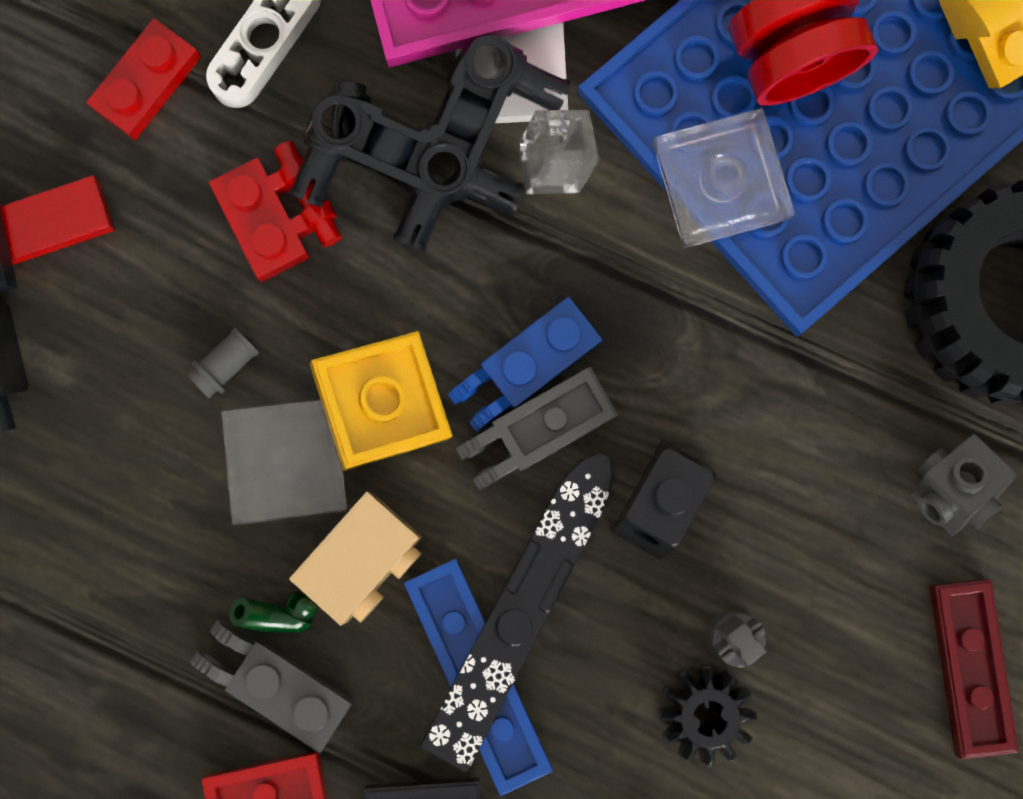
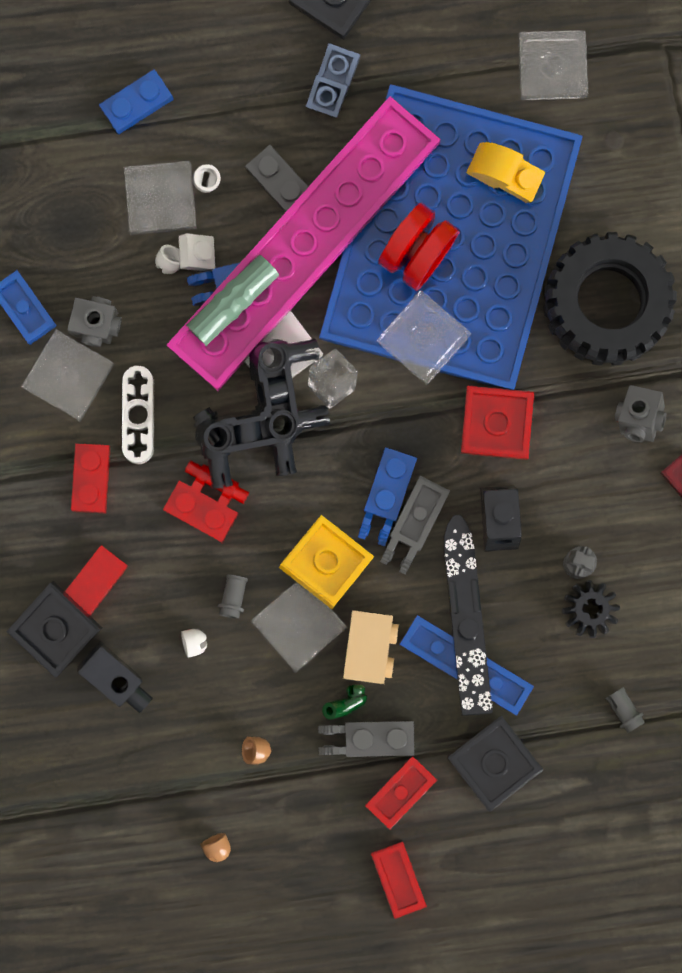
camera: 35 degrees left, 0 degrees up
(107, 597) = (255, 750): none -> medium nougat hinge
(126, 389) = (193, 642): none -> white hinge
(747, 365) = (497, 422): none -> red plate

